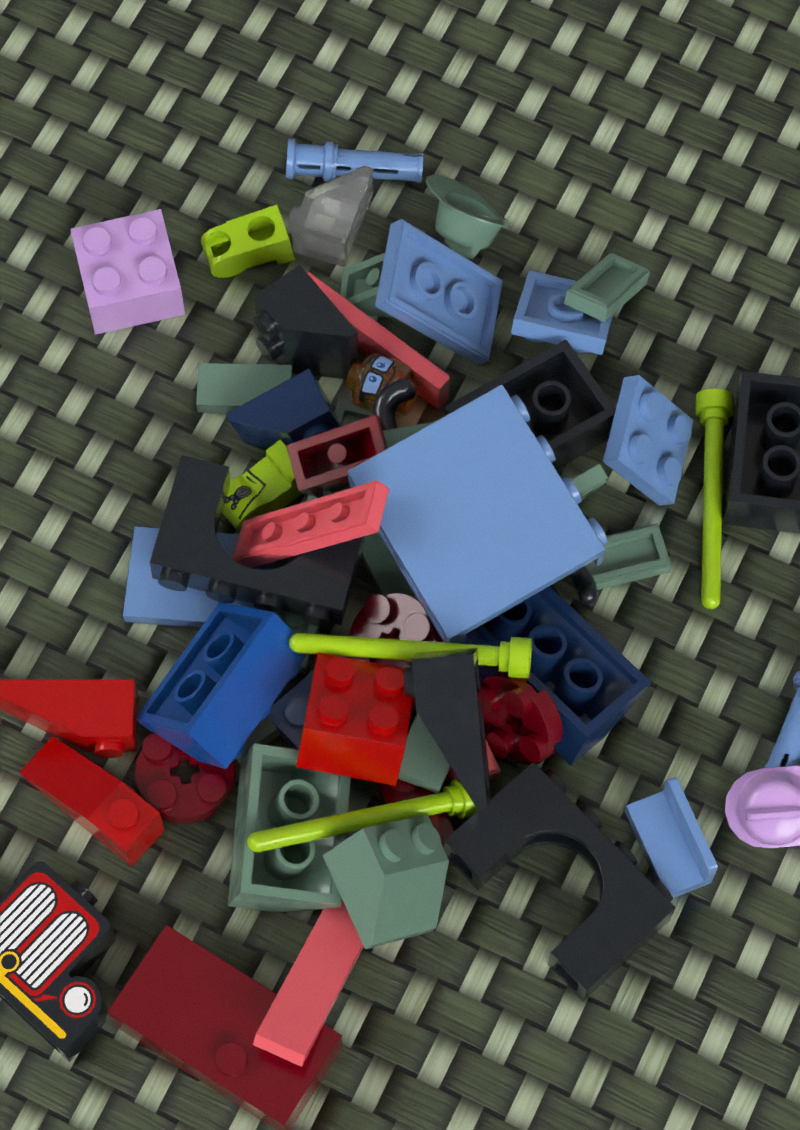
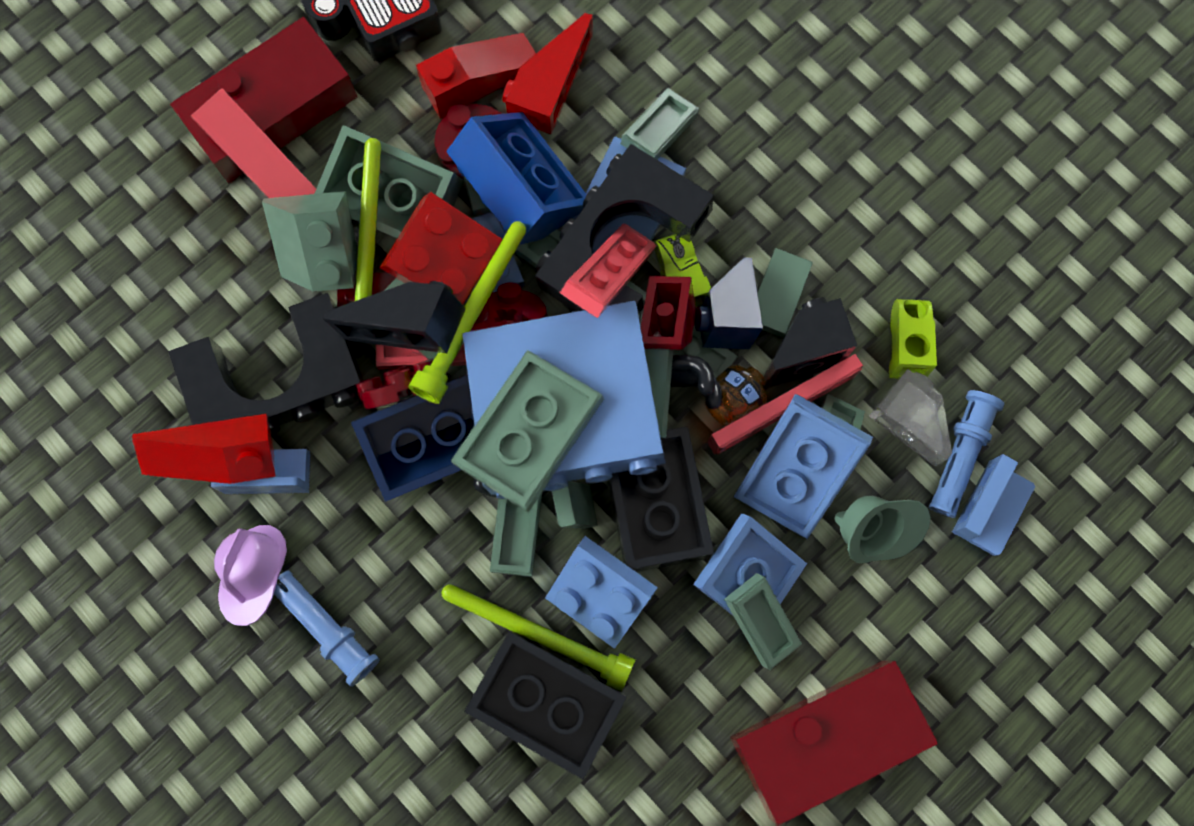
camera: 110 degrees right, 10 degrees up
(92, 571) = (660, 124): none -> sand green tile
(128, 271) = (916, 231): lavender brick -> none
(394, 126) = (994, 506): none -> medium blue panel
(531, 522) = (527, 430): none -> sand green tile
(679, 875) = (210, 451): none -> red slope
(692, 195) = (833, 741): none -> dark red brick

